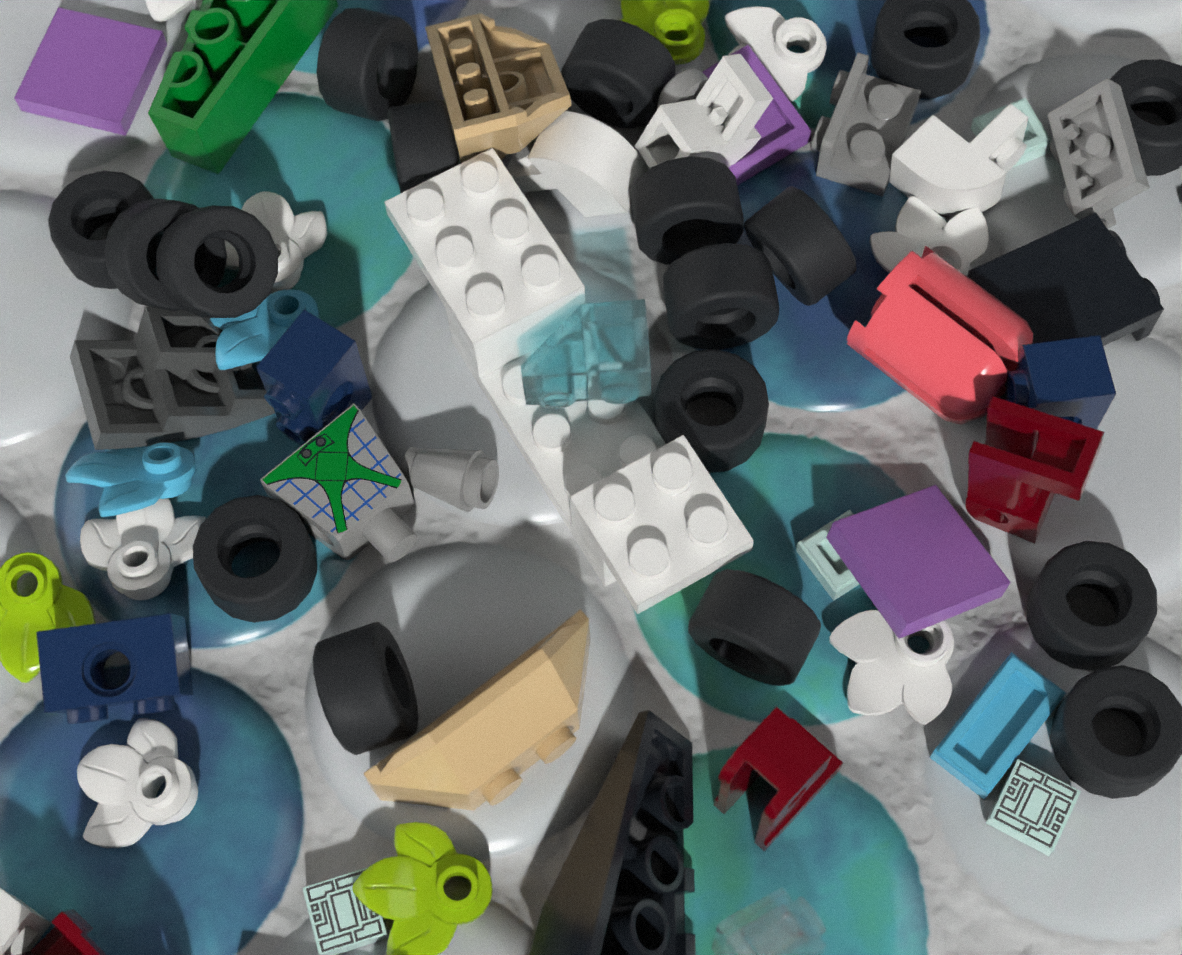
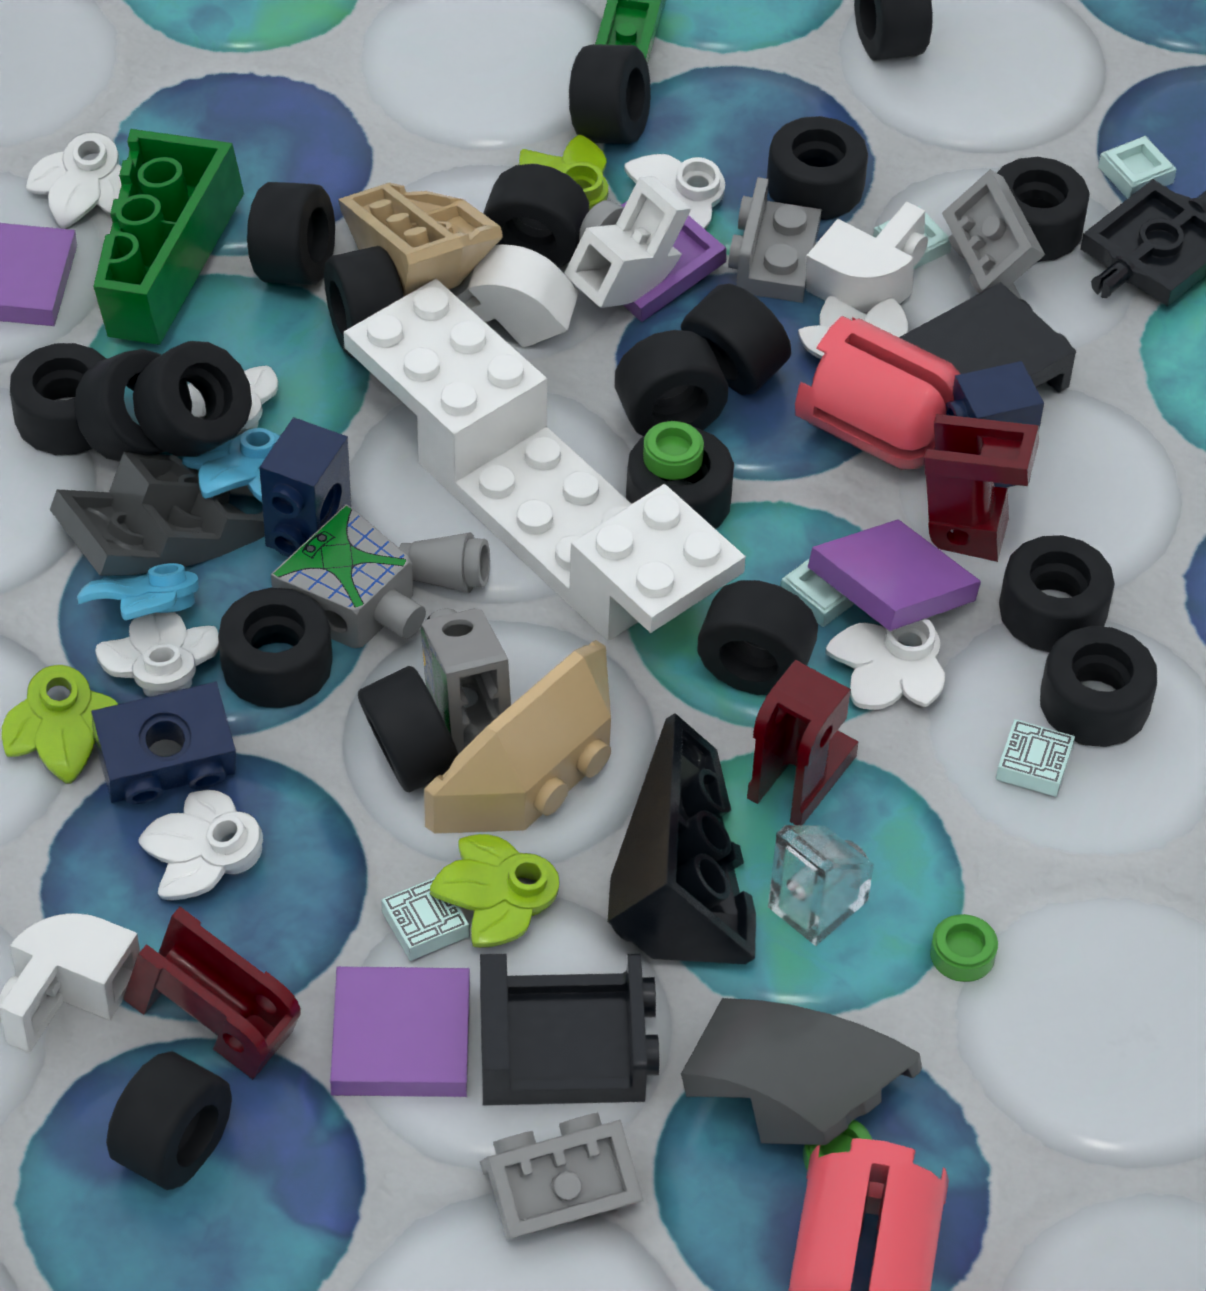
camera: 15 degrees left, 15 degrees down
(435, 630) = (464, 653): none -> light grey torso
(592, 356) = (565, 441): clear light blue slope -> none
(685, 208) = (618, 312): black tyre -> none
(705, 384) = (673, 450): none -> bright green tile
(997, 725) = (990, 701): medium azure tile -> none

